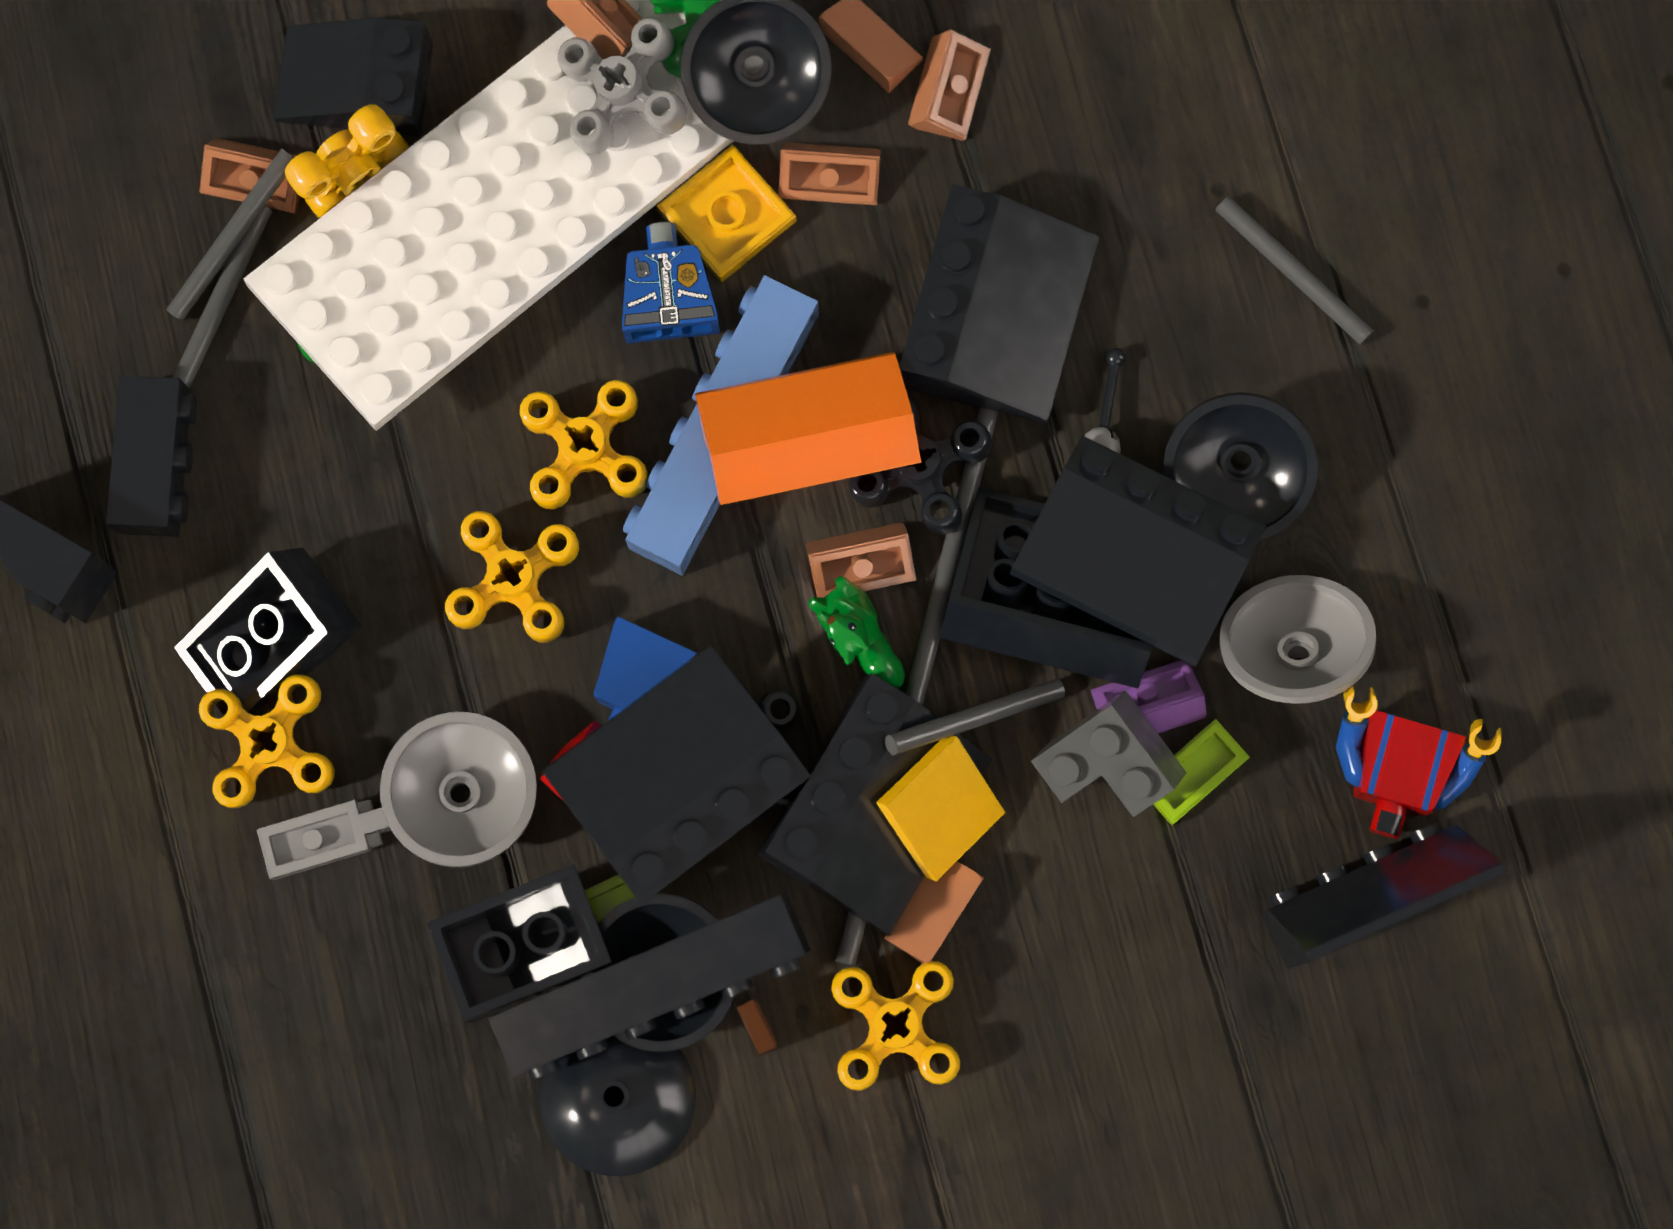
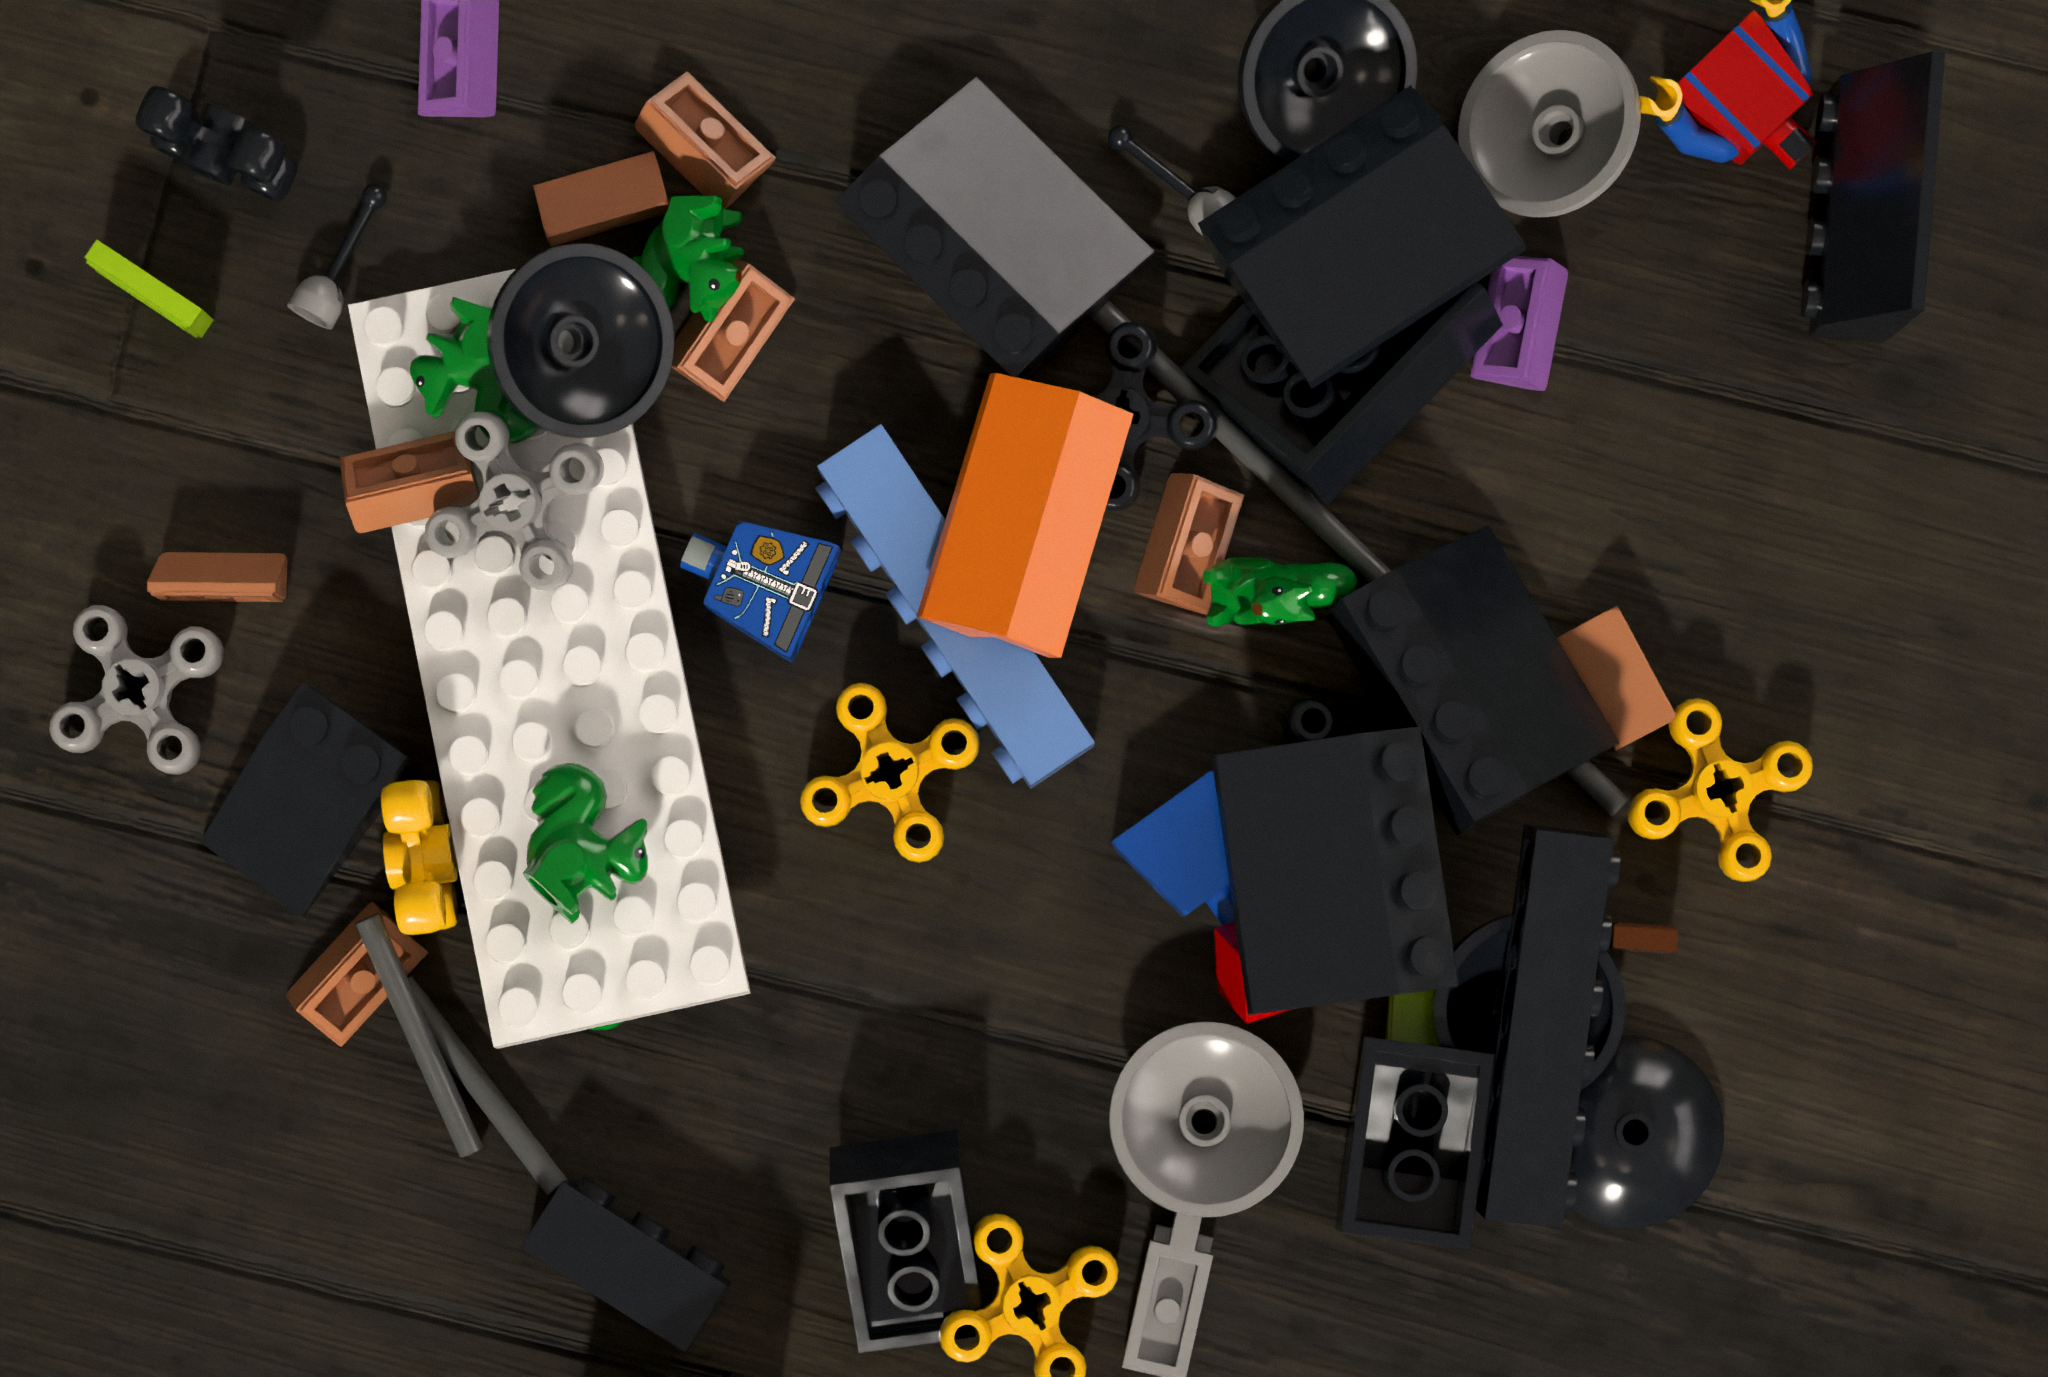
camera: 65 degrees left, 5 degrees up
(400, 251) = (567, 851): none -> green animal
(494, 586) = (962, 934): yellow gear -> none
(727, 213) = (709, 468): yellow tile -> none
(862, 116) = (690, 250): none -> green animal
(941, 807) = (1518, 608): yellow tile -> none
(974, 717) = (1442, 516): dark grey bar -> none
(1116, 745) = (1555, 385): dark grey brick -> none
(1208, 762) = (1621, 318): lime tile -> none

